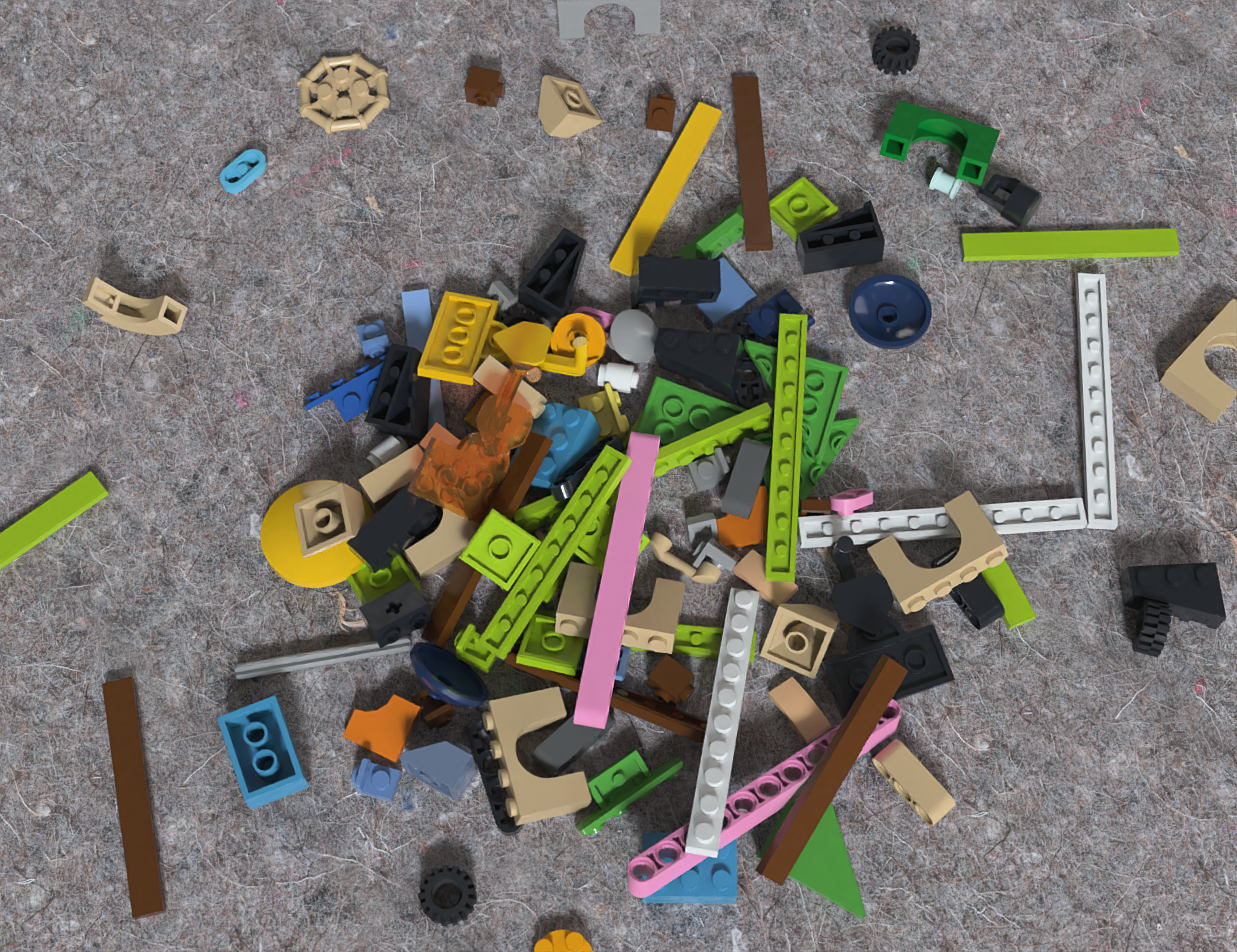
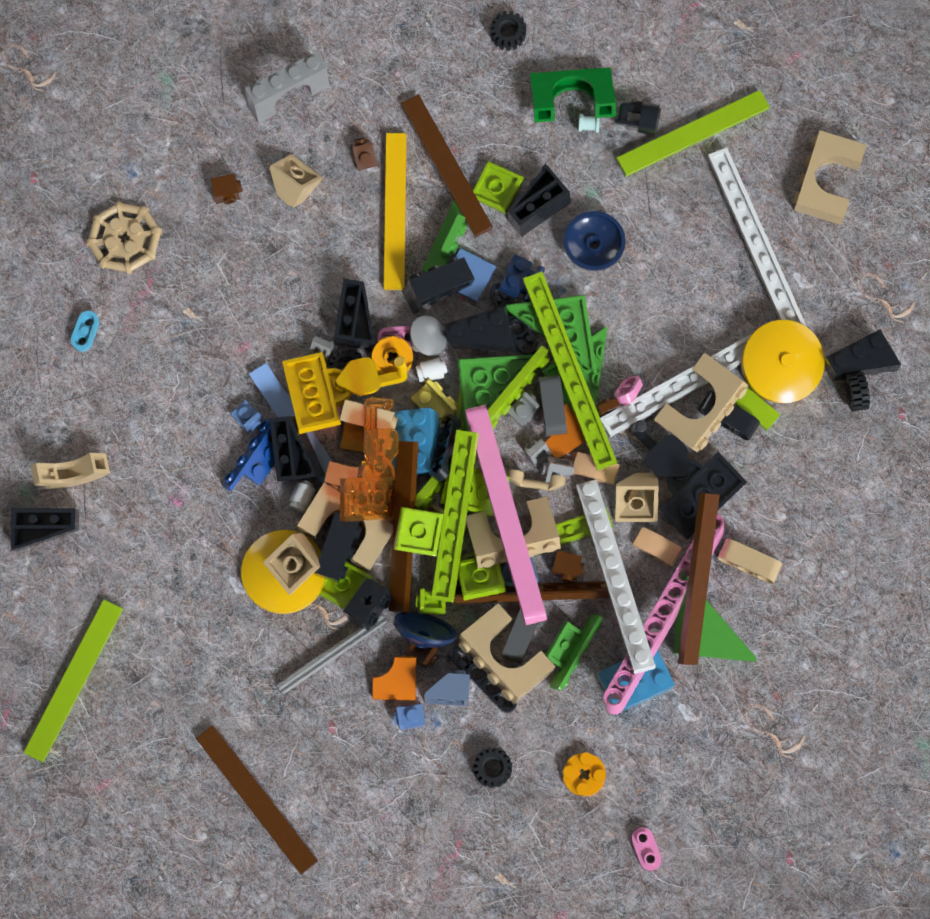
camera: 25 degrees left, 10 degrees up
(65, 354) = (41, 525): none -> black wedge
(263, 752) = (329, 733): dark azure brick -> none
(1068, 551) = (783, 361): none -> yellow dish

